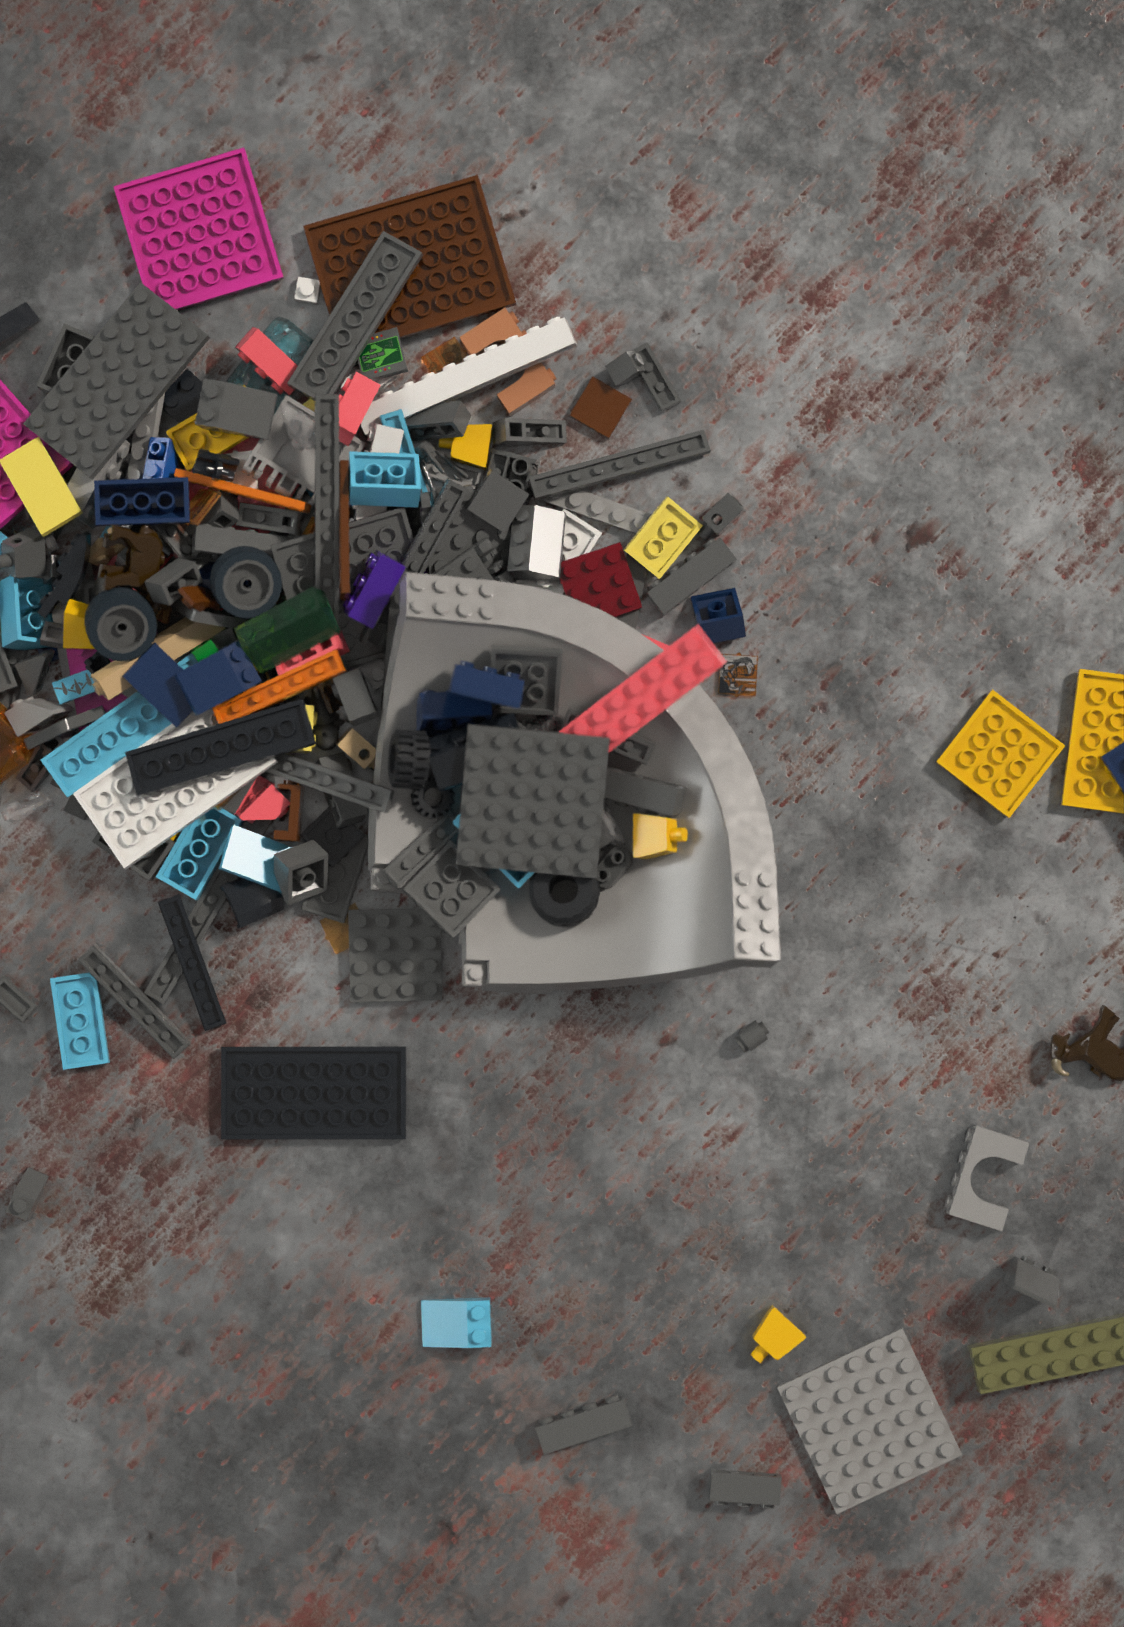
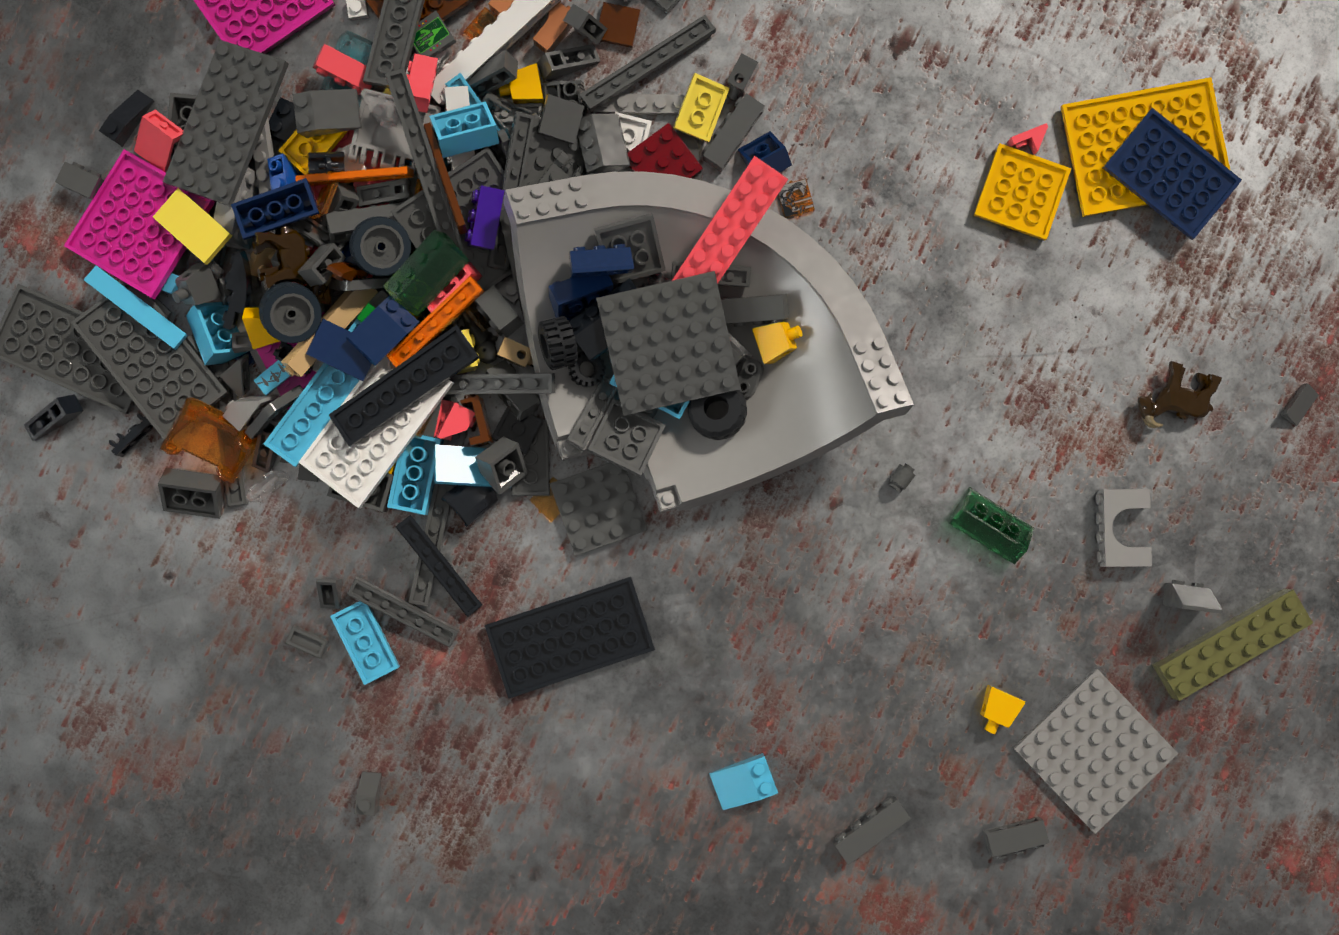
camera: 20 degrees left, 0 degrees up
(32, 373) = (157, 139): none -> coral panel
(57, 951) = (329, 592): none -> dark grey slope
(561, 398) = (585, 24): none -> dark grey brick
(837, 1125) = (992, 526): none -> clear green slope
(1034, 694) = (1032, 137): none -> coral slope

